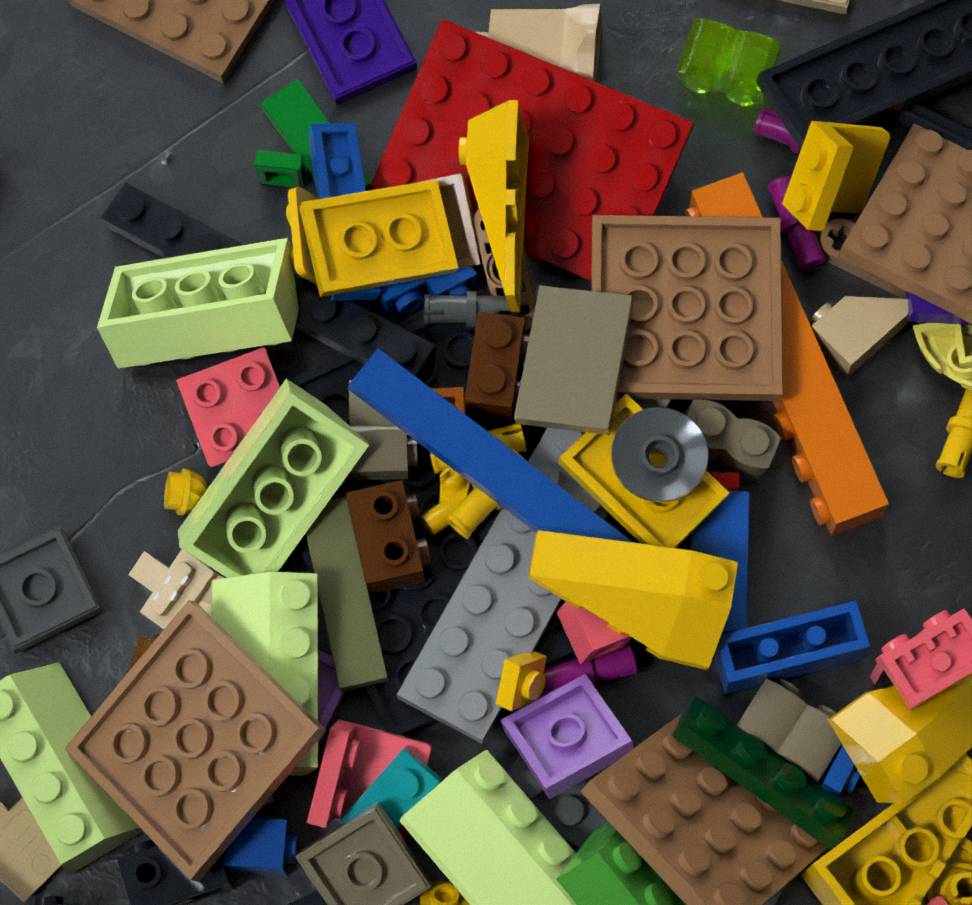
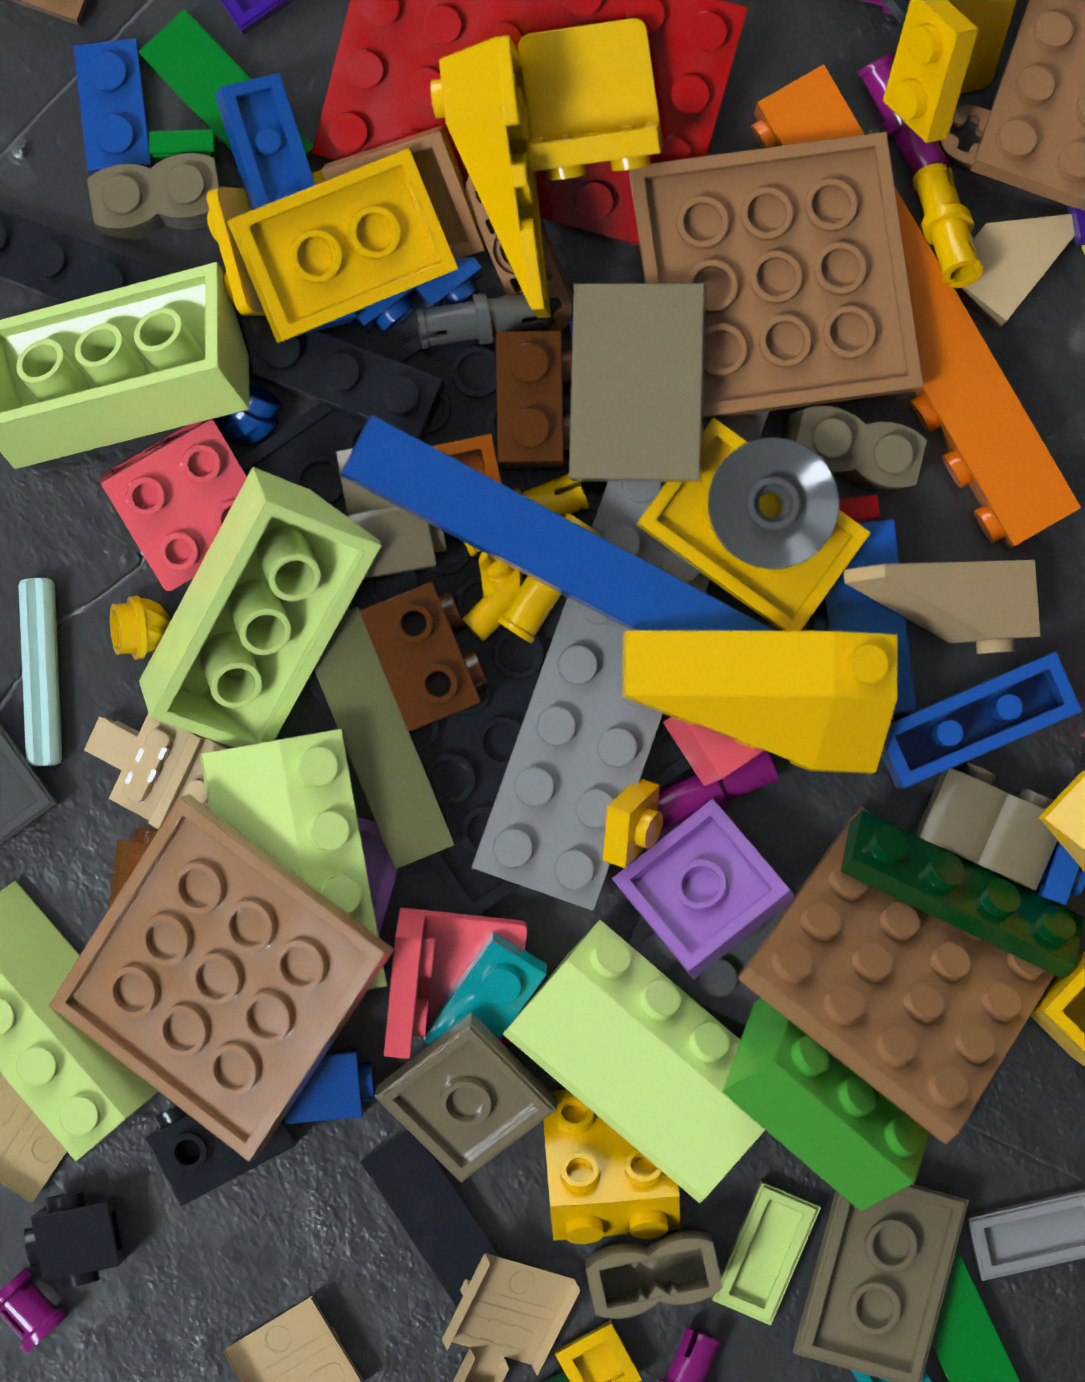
camera: 15 degrees left, 15 degrees up
(107, 515) = (40, 672): none -> light aqua axle
(235, 137) = (112, 104): none -> blue plate
(245, 198) = (139, 201): none -> dark tan brick
(291, 357) = (256, 422): none -> blue plate
(571, 164) = (590, 97): none -> yellow bracket
(786, 553) = (959, 600): none -> tan slope
(816, 292) = (947, 225): none -> yellow pin

